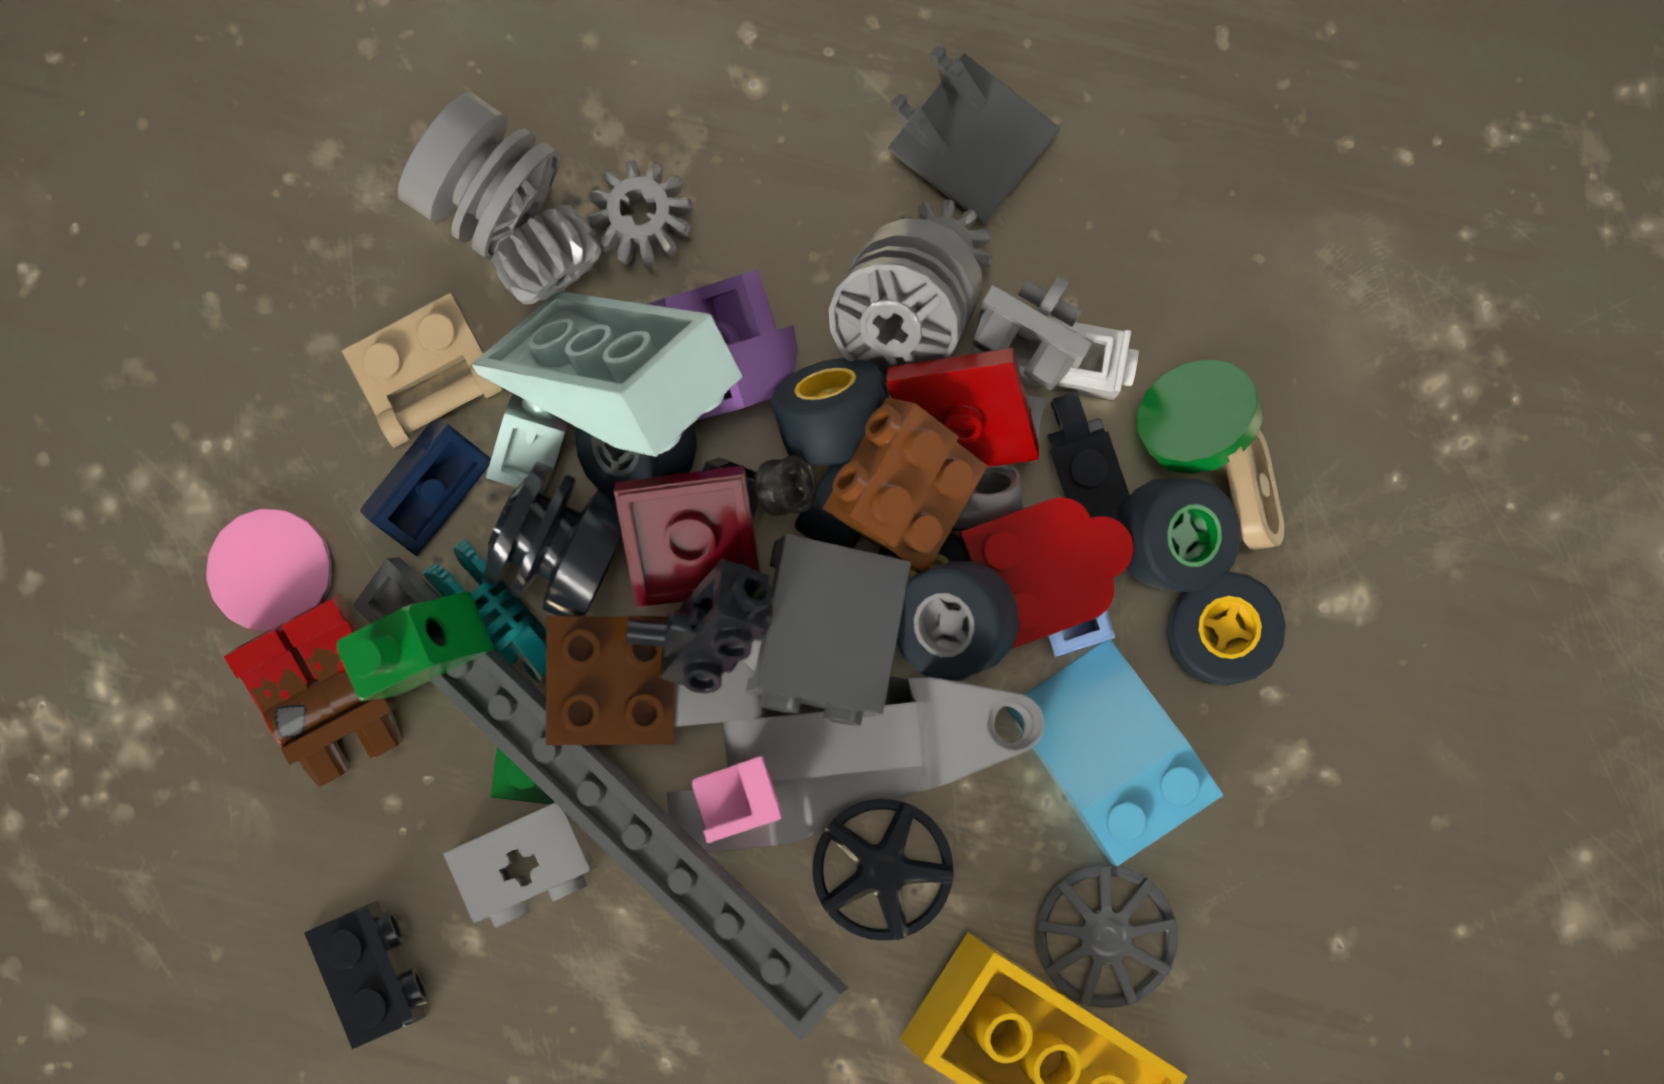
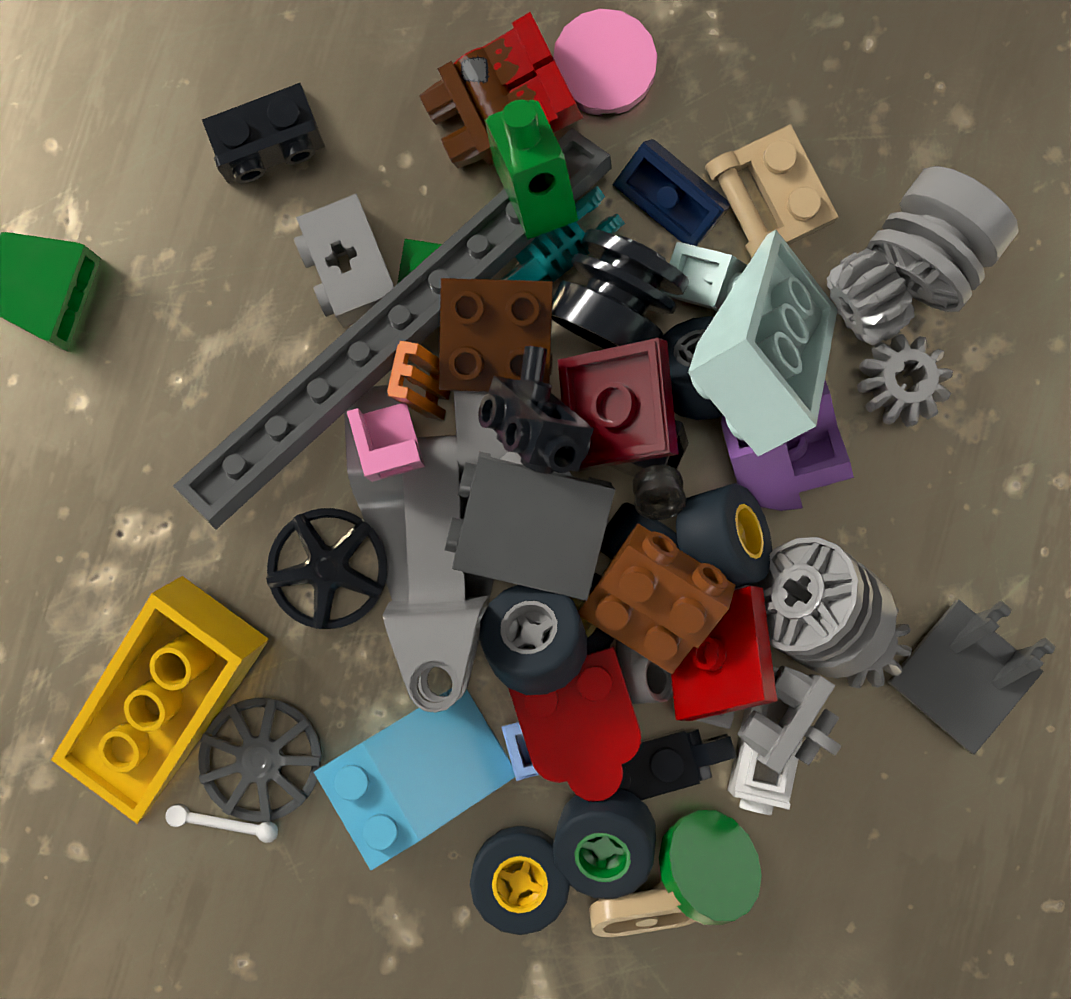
camera: 90 degrees right, 0 degrees up
(663, 758) = (427, 361): none -> orange tile
(1175, 1027) = (180, 815): none -> white hinge

